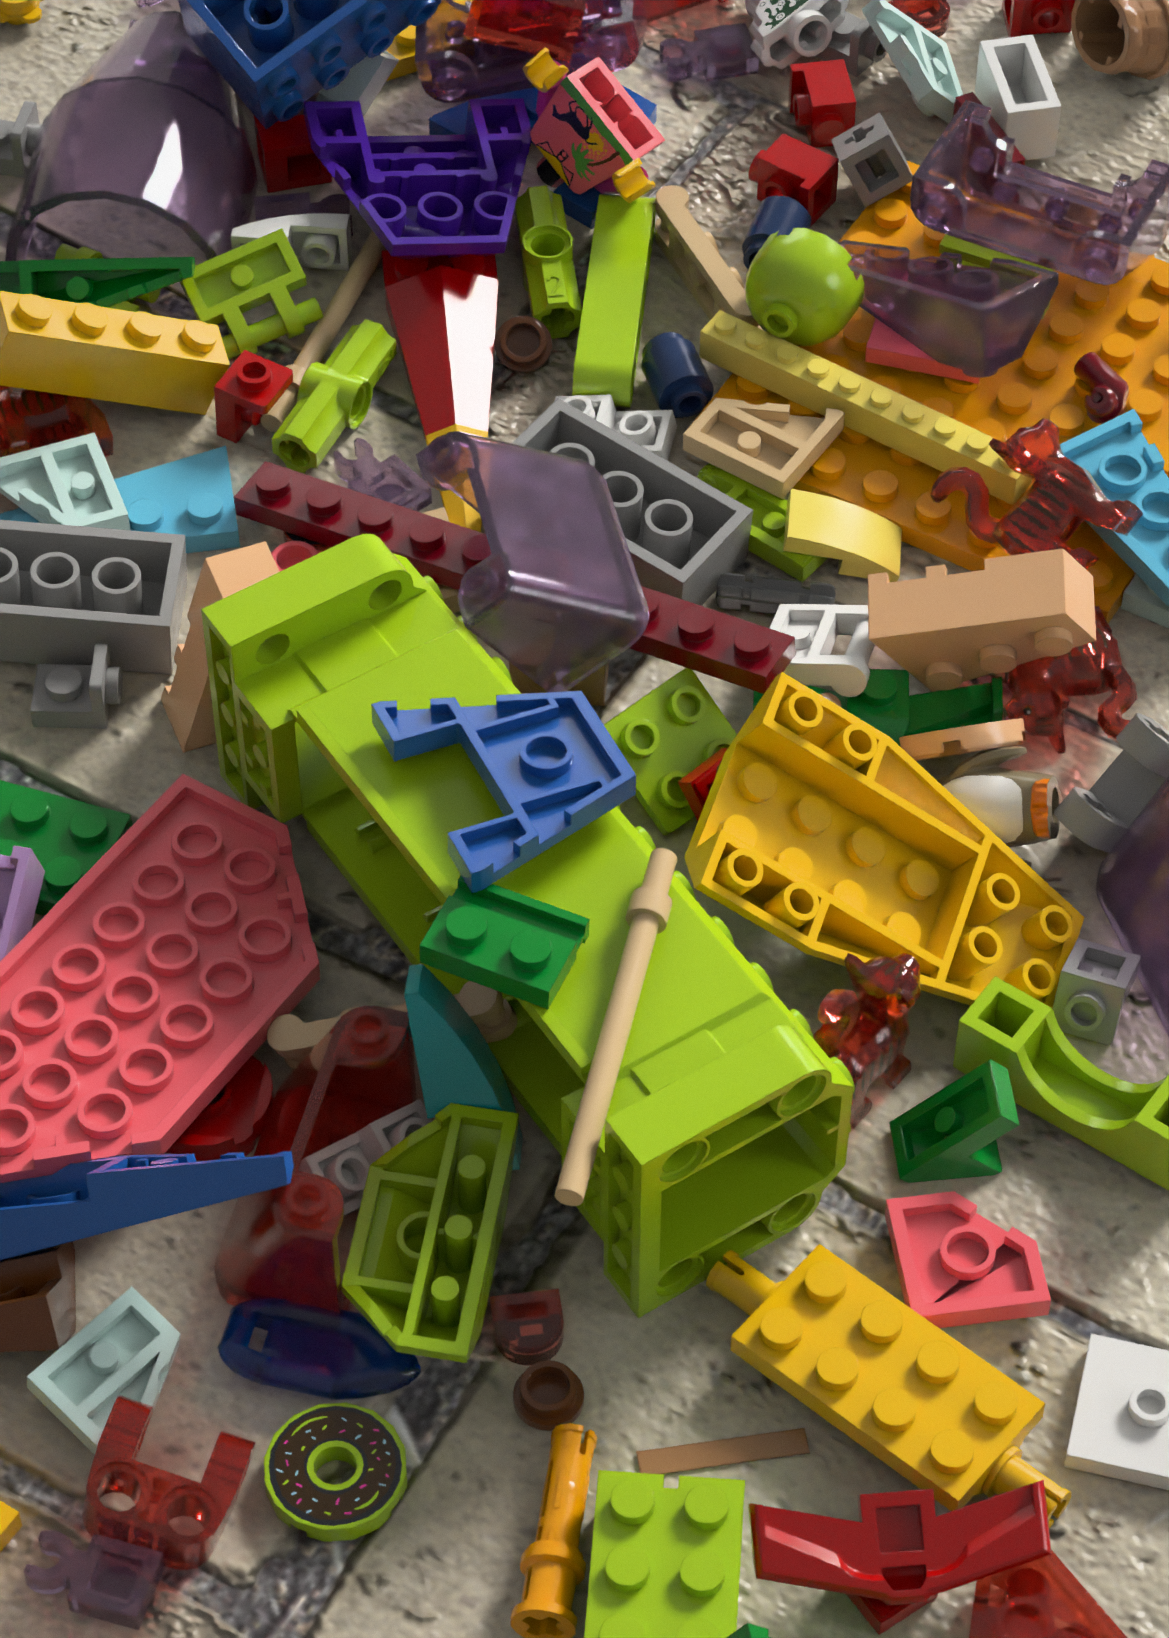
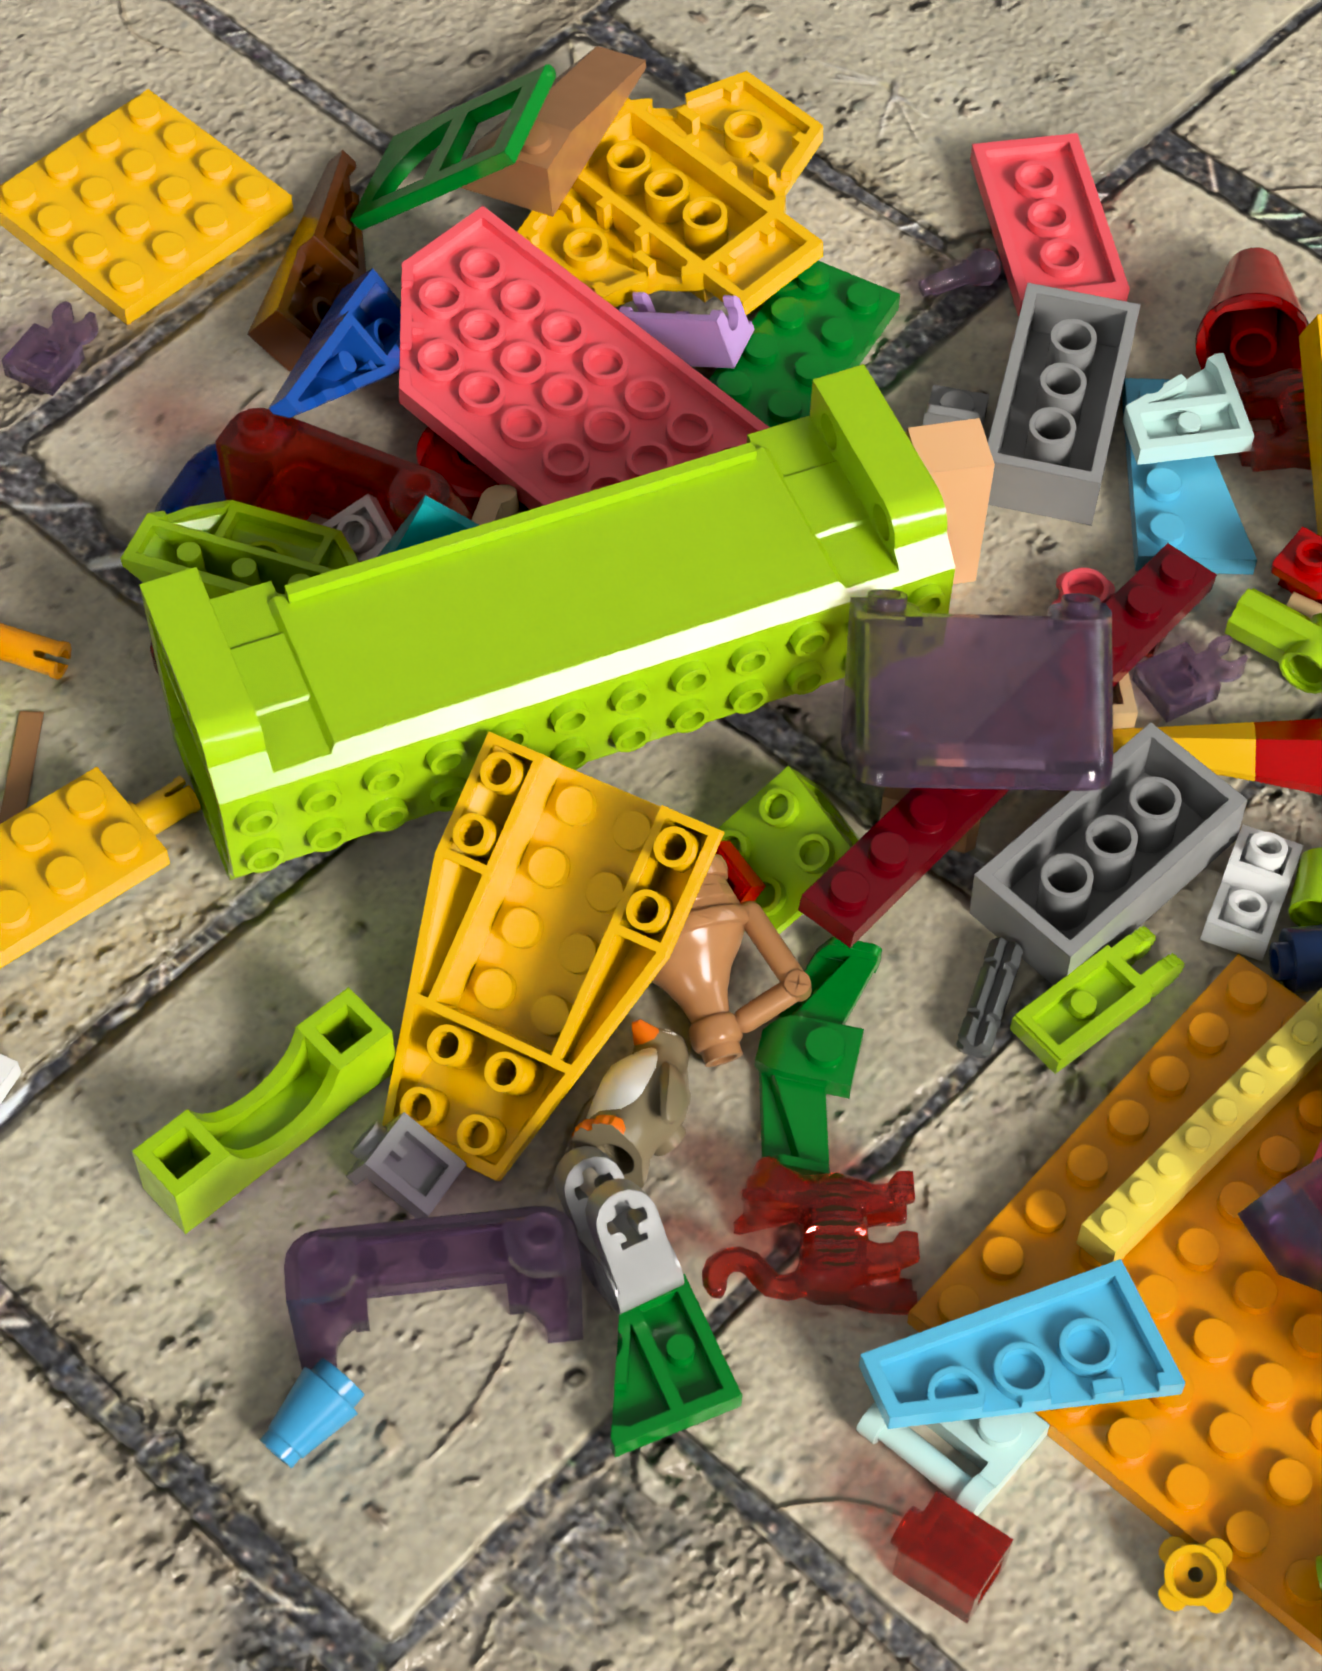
camera: 100 degrees right, 5 degrees up
(116, 1354) = (216, 371): light aqua wing -> none
(161, 1494) = (88, 370): clear red piece -> none
(328, 1435) = (89, 480): tile -> none
(505, 942) = (429, 542): green plate -> none
(538, 756) = (622, 597): blue wing -> none
(548, 1395) = (107, 649): reddish brown plate -> none
(647, 917) = (431, 655): tan bar -> none
(761, 441) = (1189, 1002): tan wing -> none
(815, 635) = (899, 990): white plate -> none
(844, 532) = (1052, 1064): light yellow slope -> none
(873, 1028) = (355, 906): clear red animal -> none
(956, 1128) = (264, 1003): green slope -> none
(961, 1265) = (127, 975): coral plate -> none
(964, 739) = (724, 1094): light nougat tile -> none
(982, 620) = (863, 1120): light nougat wedge -> none
(1050, 508) = (1007, 1243): clear red animal -> none
(1107, 388) = (1233, 1380): dark red arm -> none

